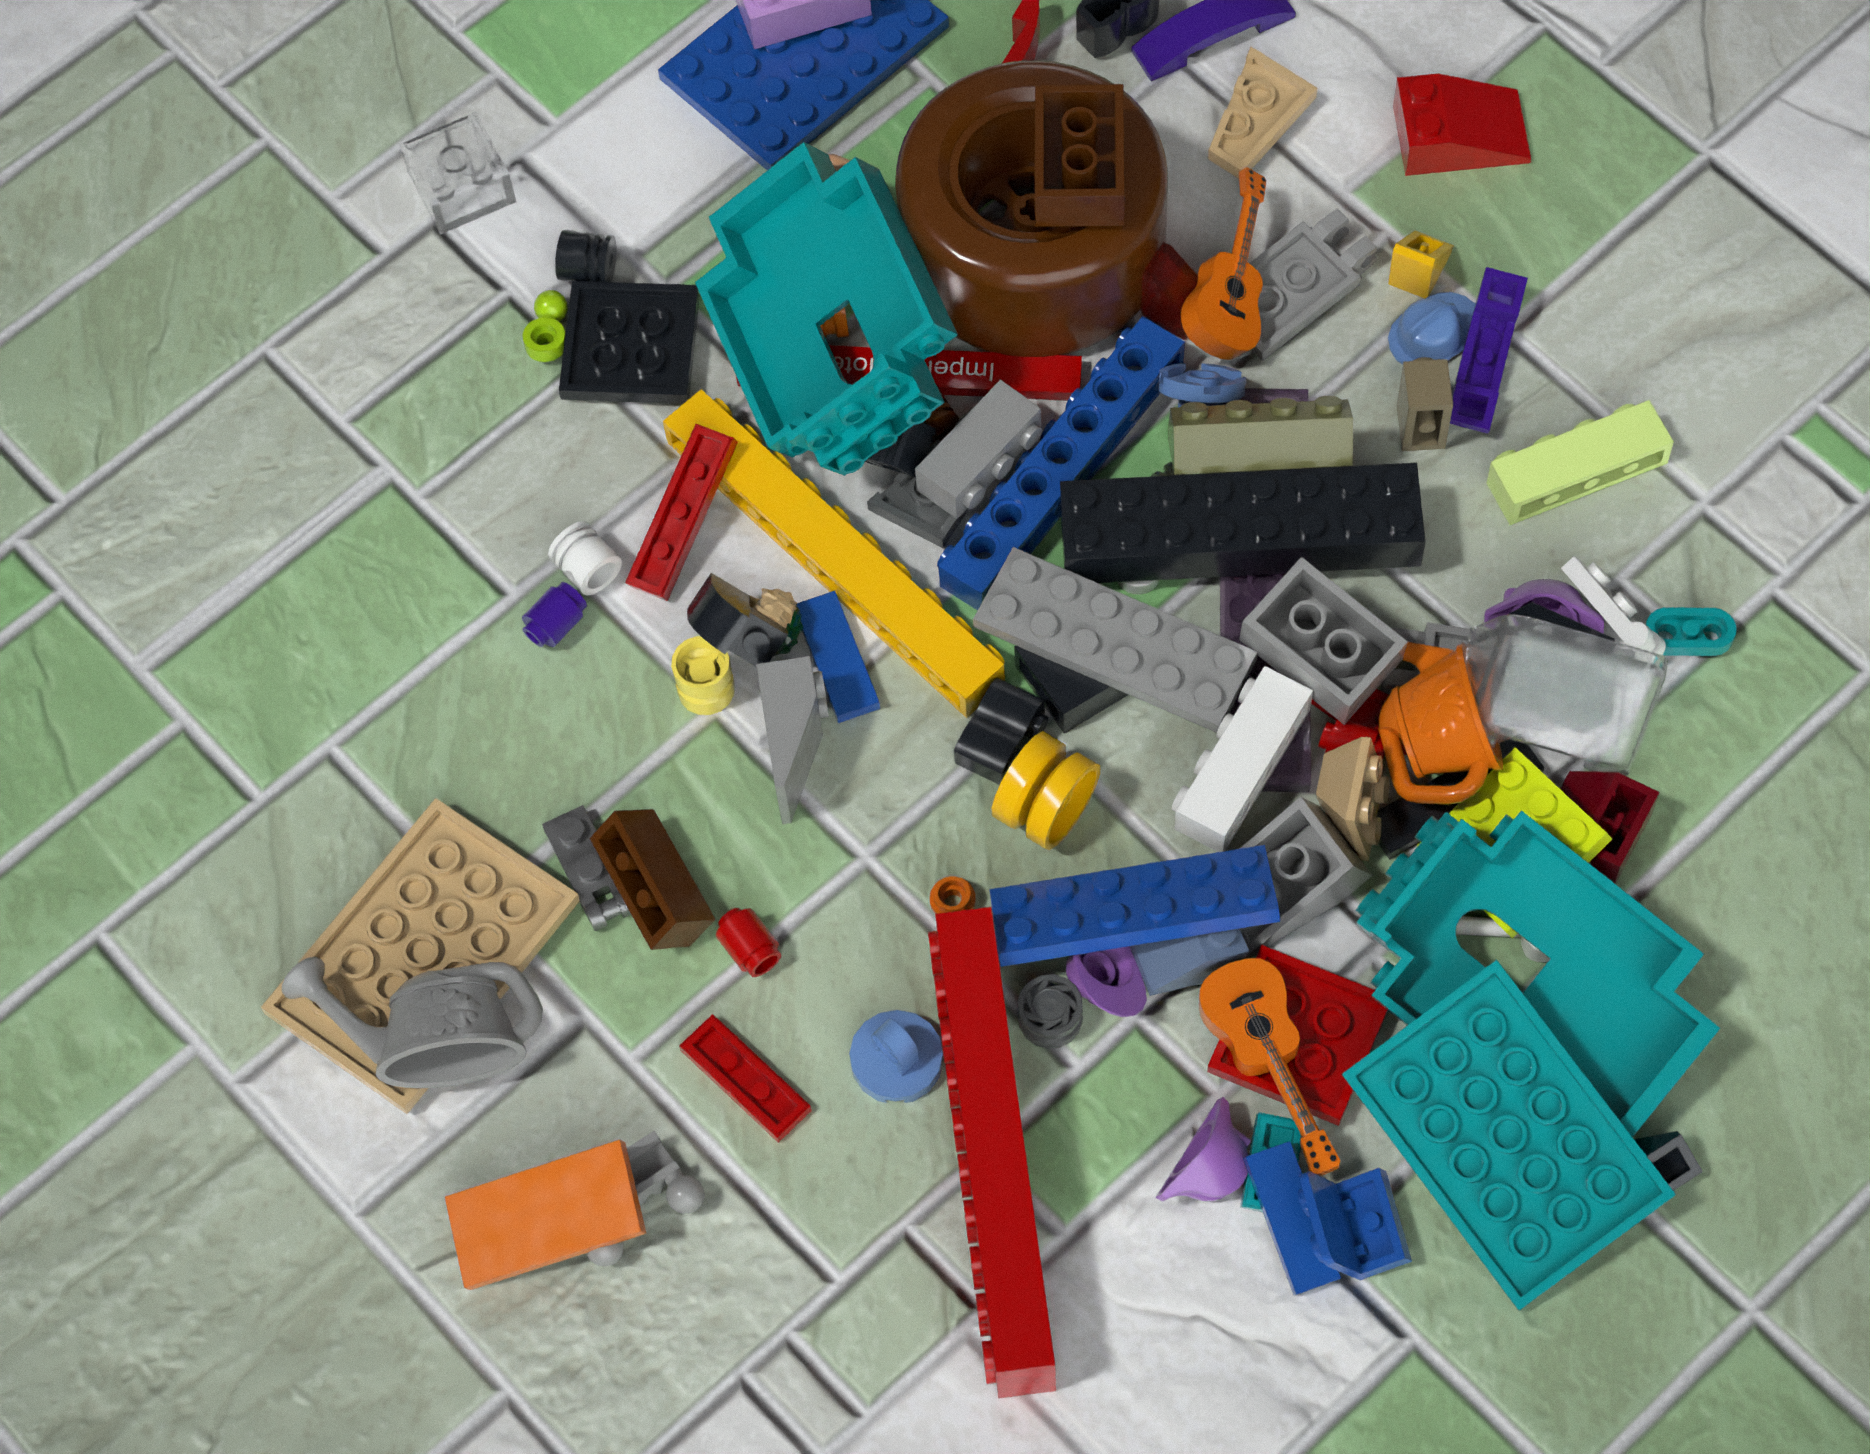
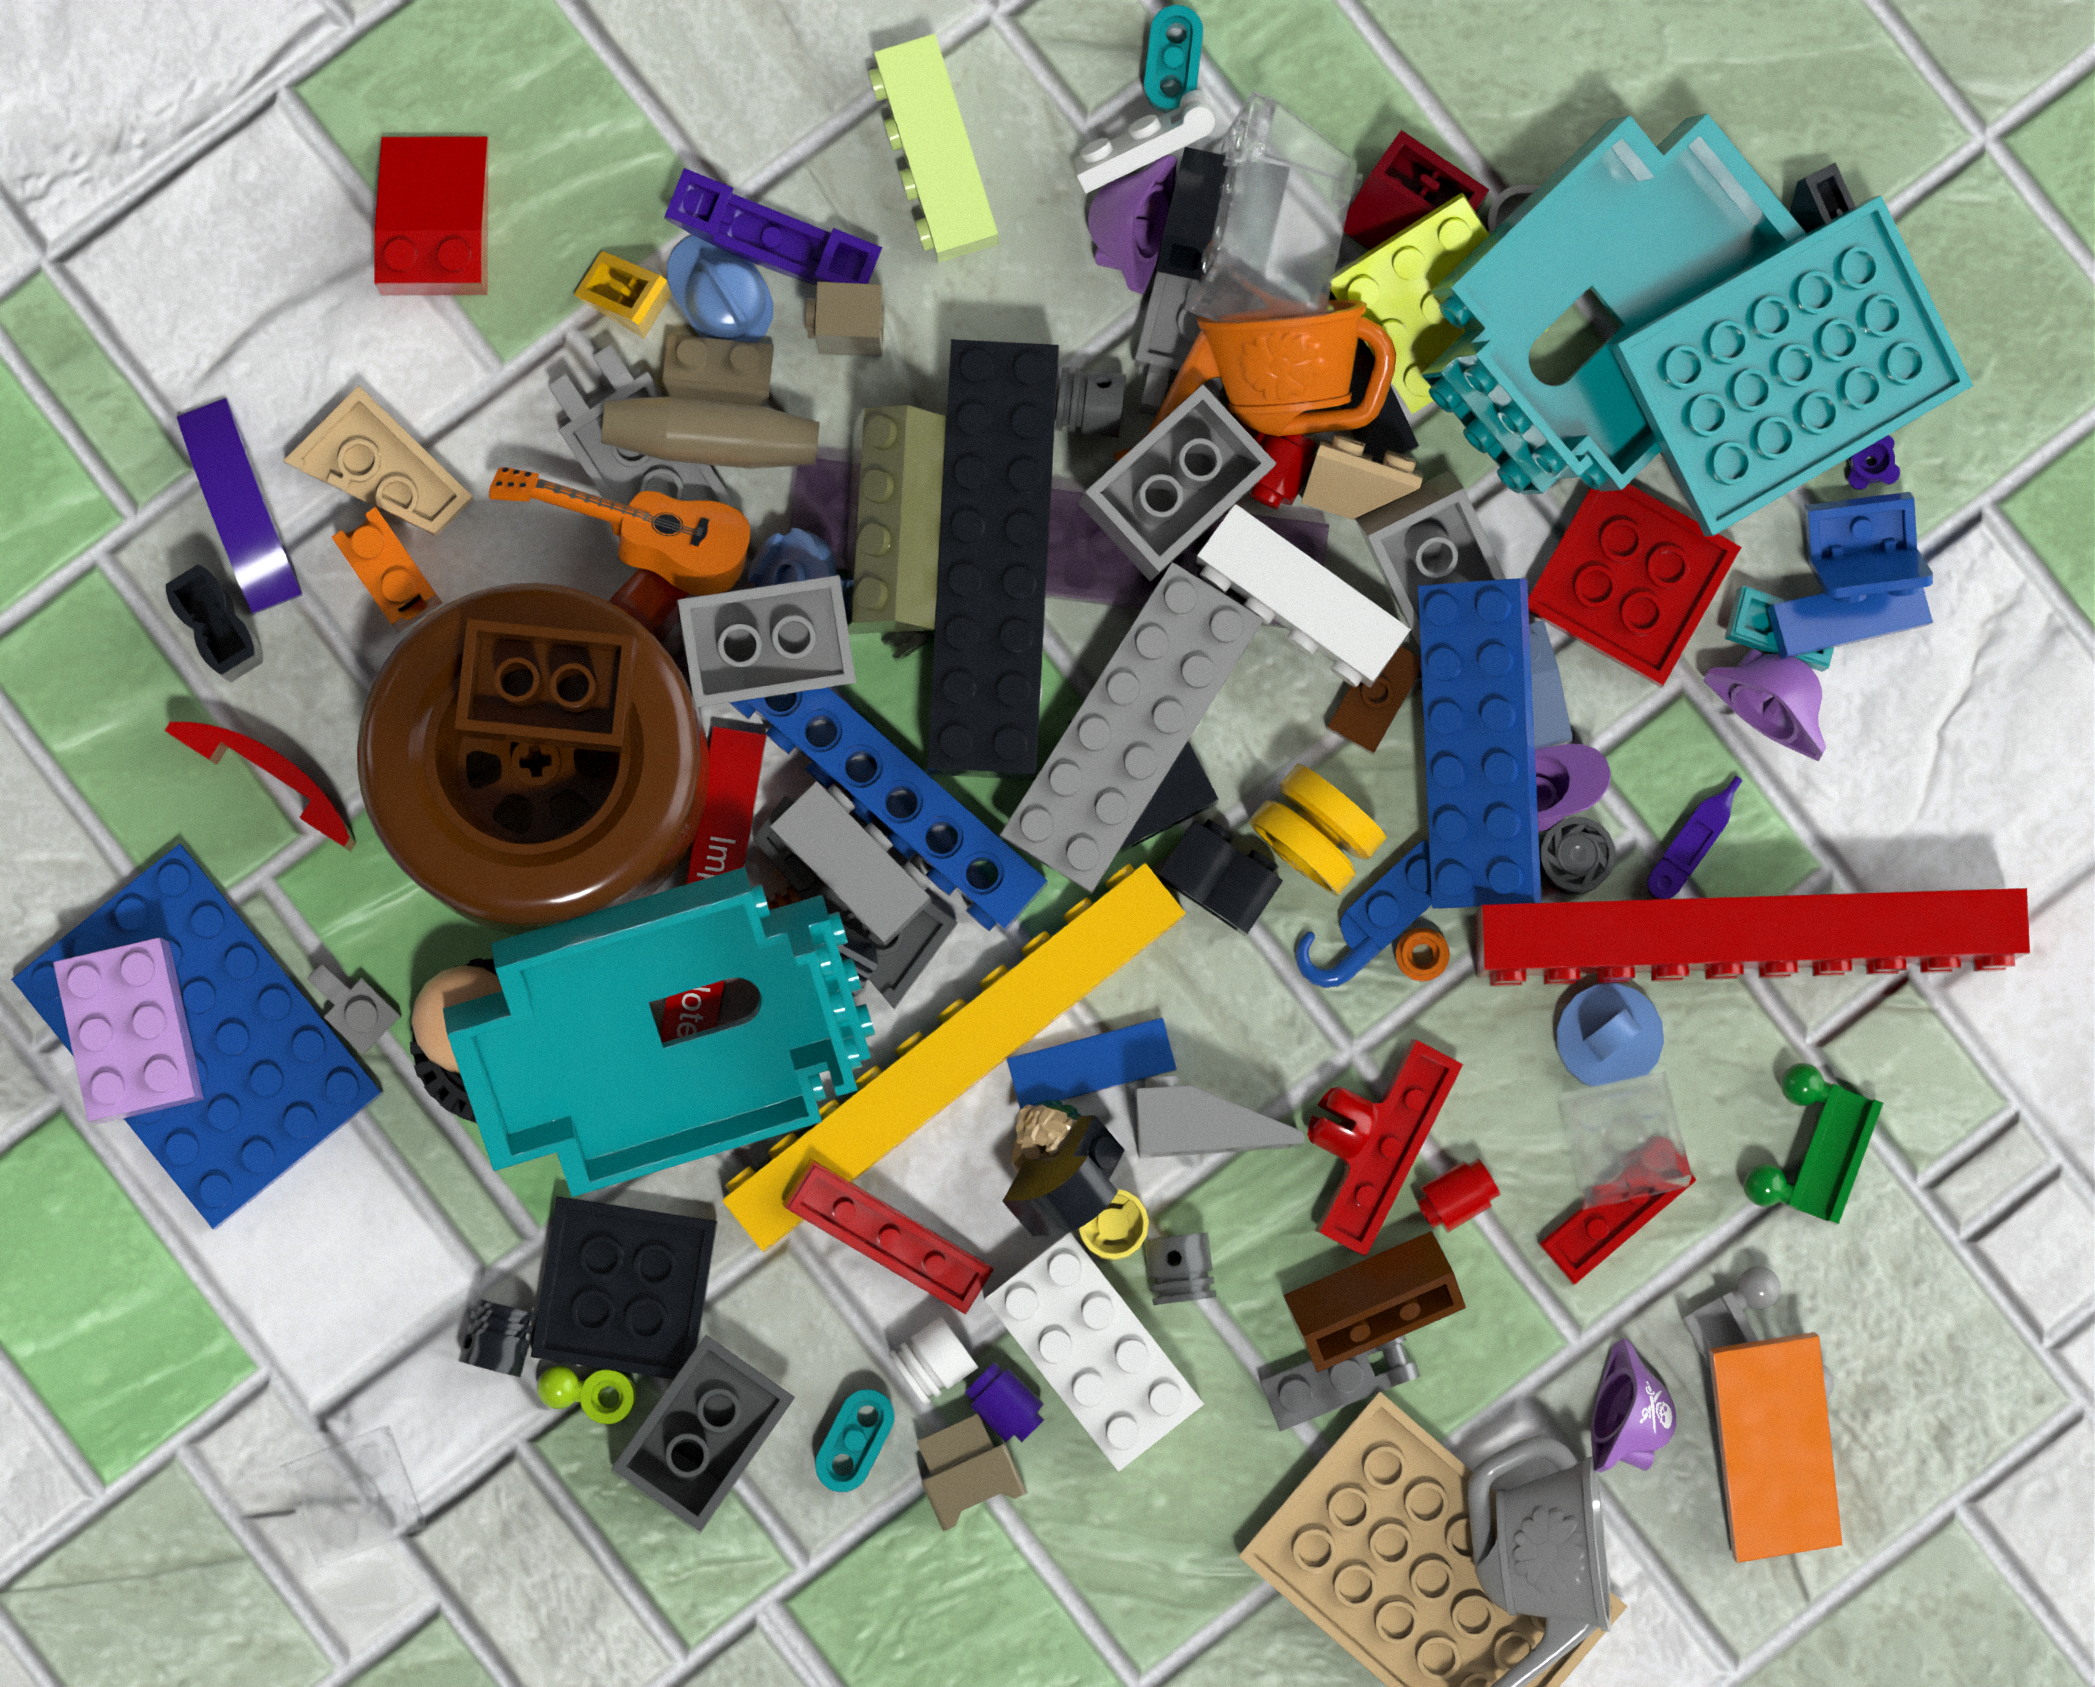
camera: 90 degrees left, 20 degrees up
(496, 593) = (966, 1470): none -> dark tan piece
(511, 394) = (702, 1434): none -> dark grey slope
(521, 514) = (853, 1439): none -> teal plate
(567, 1101) = (1630, 1413): none -> medium lavender hat
(595, 674) = (1094, 1351): none -> white brick
(671, 731) = (1184, 1280): none -> dark grey piece
(788, 875) = (1379, 1142): none -> red plate
(804, 1065) = (1624, 1140): none -> clear brick
(811, 1247) = (1832, 1151): none -> green gear
(840, 139) = (358, 1012): none -> light grey plate
(972, 854) = (1375, 919): none -> blue plate
(1072, 1109) = (1692, 843): none -> dark purple piece
(1146, 347) = (766, 641): none -> light grey slope
(1155, 838) = (1370, 711): none -> reddish brown plate
(1184, 115) = (387, 570): none -> orange brick
(1249, 1013) = (1611, 629): orange piece -> none
(1335, 320) = (712, 410): none -> dark tan plate
(1388, 590) = (1091, 402): none -> dark grey piece
(1429, 1242) = (1883, 471): none -> dark purple plate

